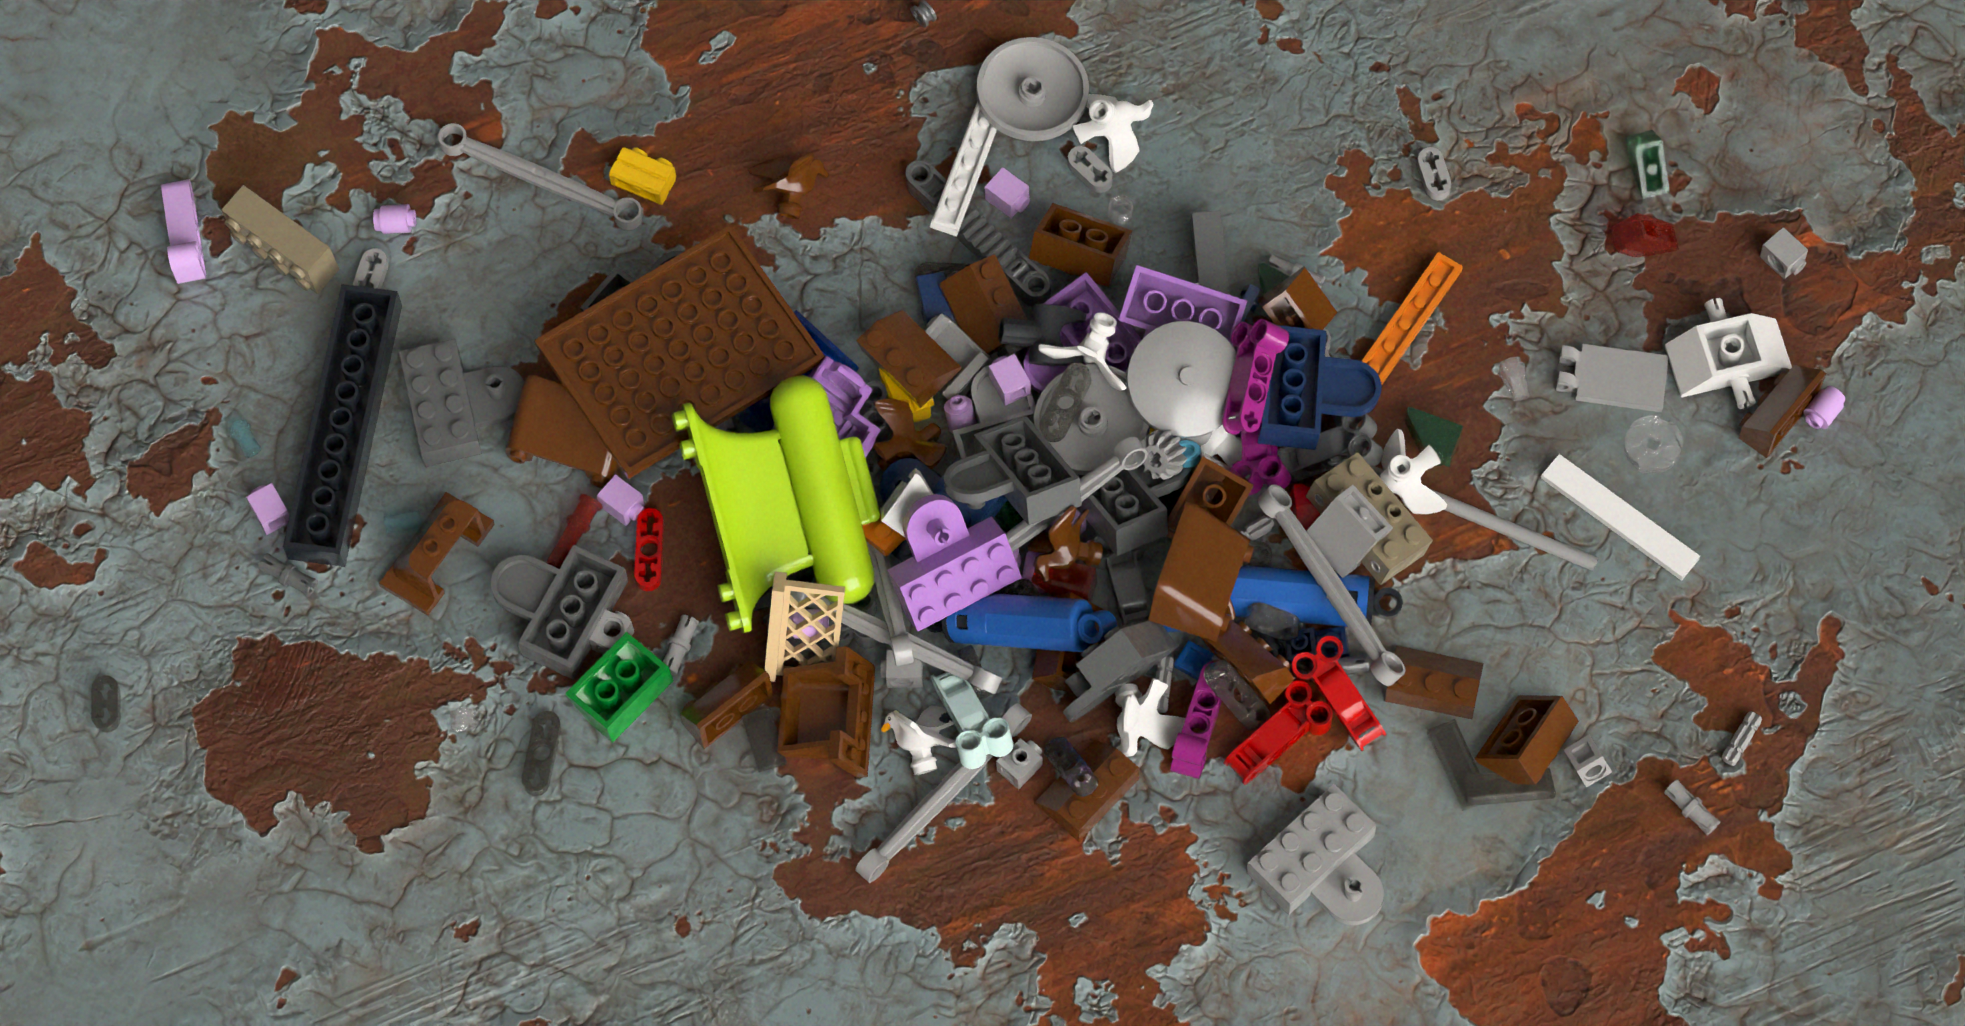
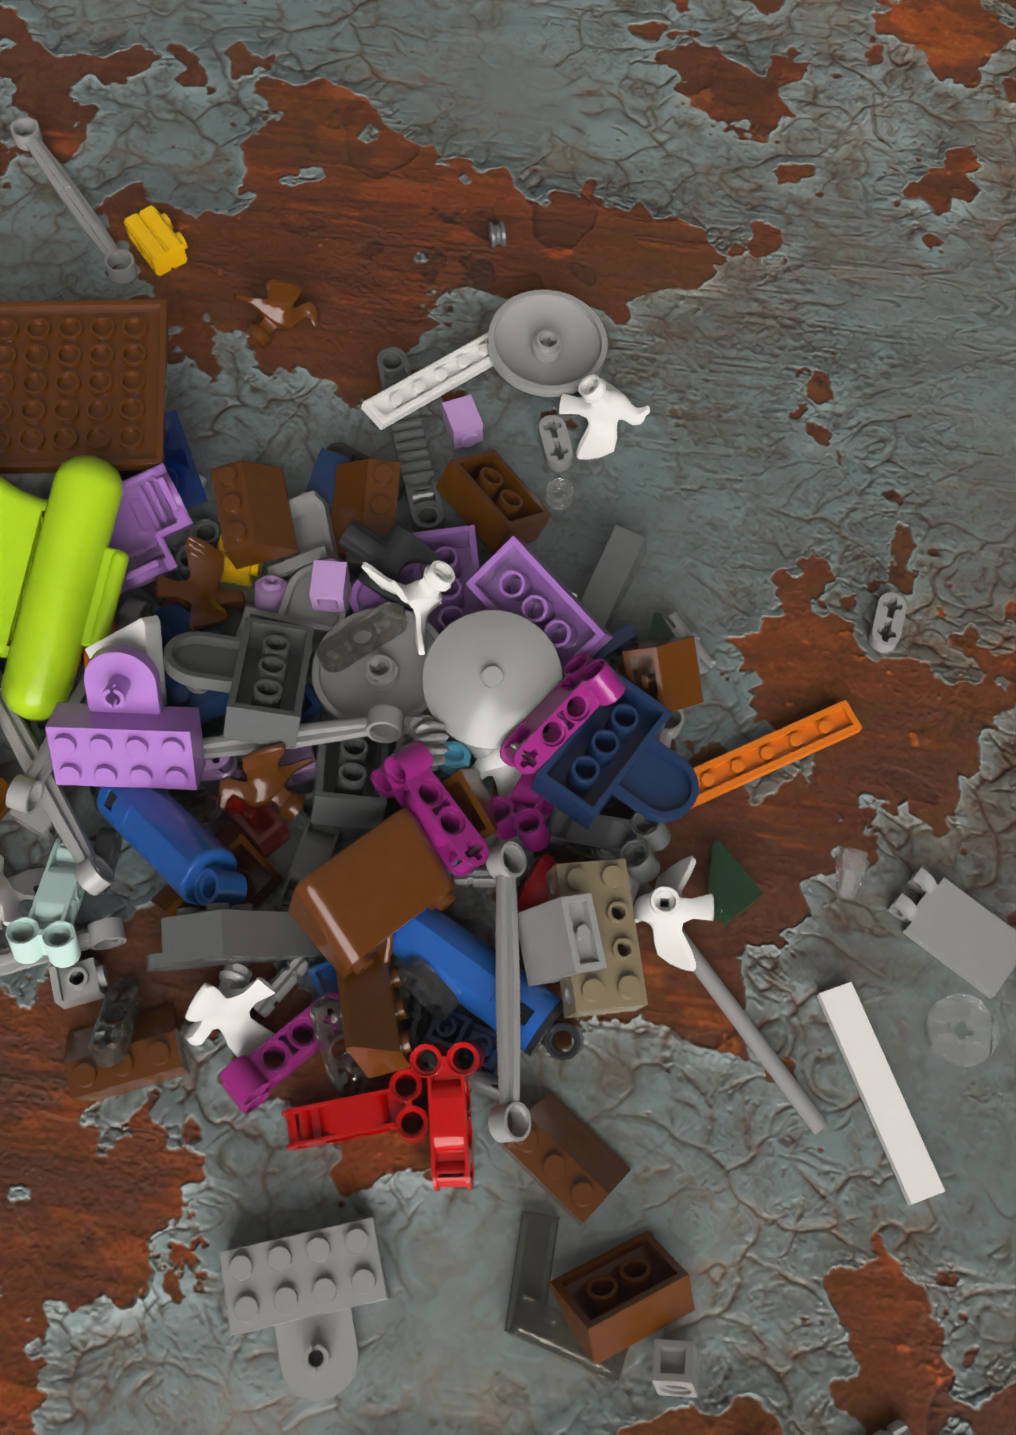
camera: 25 degrees right, 0 degrees up
(1181, 483) = (408, 775): none -> magenta piece

